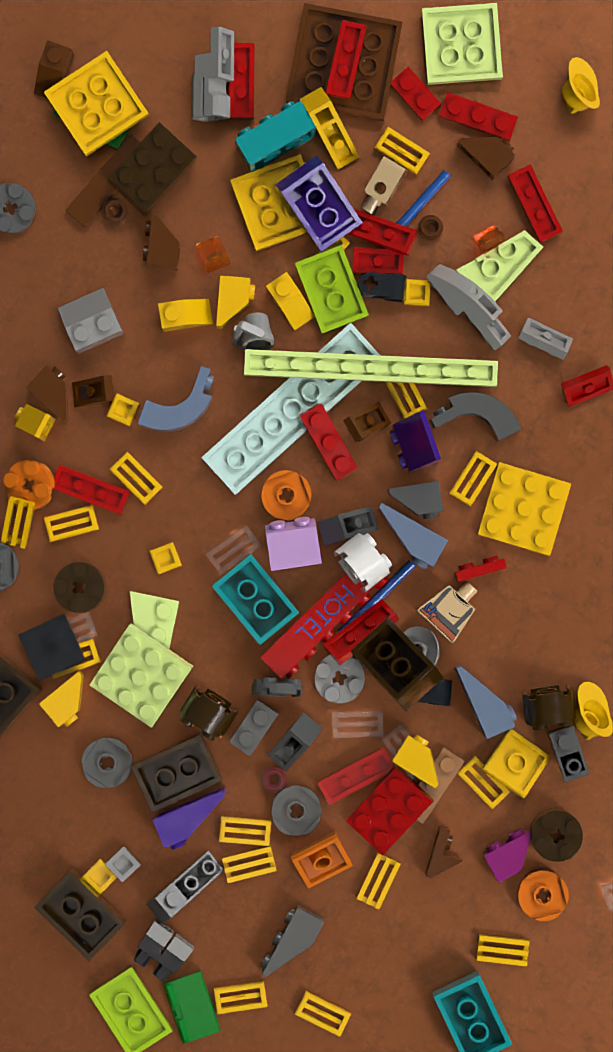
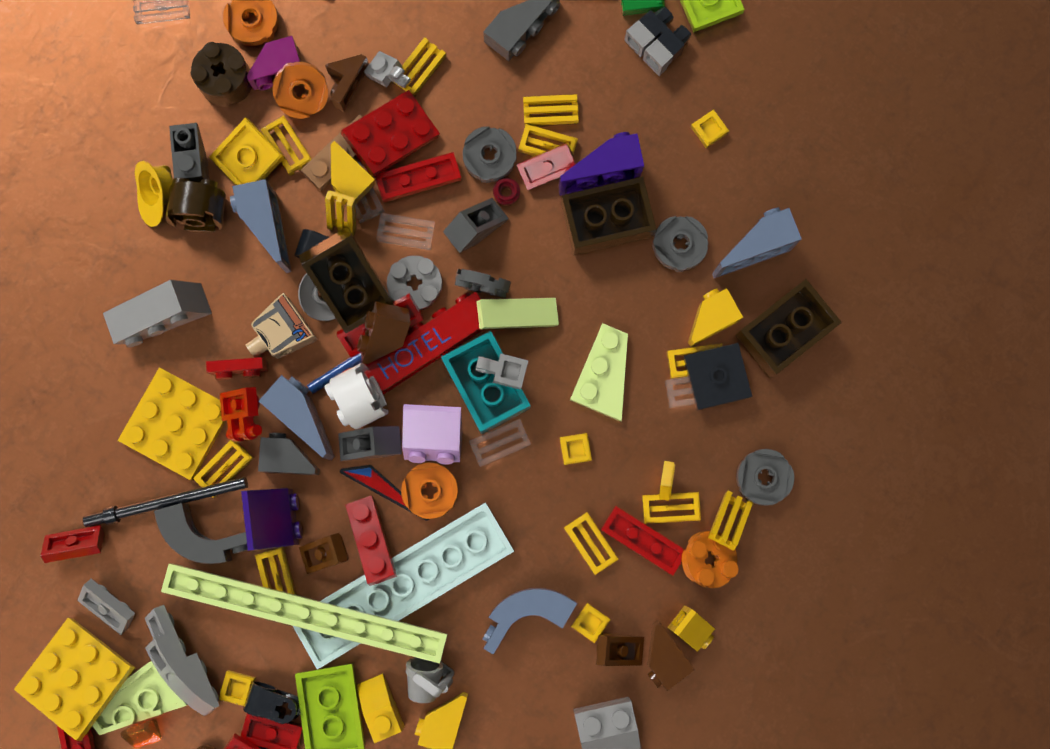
camera: 170 degrees left, 5 degrees down
(32, 779) = (770, 237): none -> sand blue slope
(65, 587) = (680, 419): dark brown brick -> none
(79, 545) = (667, 480): none -> yellow tile
(80, 914) = (738, 90): dark brown brick -> none
(123, 864) = (683, 135): light grey plate -> none
(141, 675) = (626, 327): yellowish green plate -> none
(185, 314) = (500, 717): yellow slope -> none
(185, 887) = (623, 97): dark grey slope -> none
(208, 712) = (562, 271): dark brown brick -> none
(237, 611) = (507, 370): none -> light grey plate
(240, 667) = (517, 313): none -> yellowish green tile
(240, 808) = (546, 166): none -> plate
(254, 727) = (516, 247): dark grey brick -> none
(321, 859) = (474, 100): orange slope -> none
(339, 495) = (376, 482): none -> sticker
(353, 624) = (385, 331): none -> reddish brown slope
(407, 870) = (386, 69): none -> light grey plate
(417, 719) = (330, 211): none -> yellow tile
(466, 534) = (238, 410): none -> red plate
(486, 845) = (292, 75): none -> orange plate
(557, 272) = (74, 679): none -> yellow plate
(559, 418) = (114, 514): none -> black bar
(562, 603) = (156, 312): none -> light grey wedge

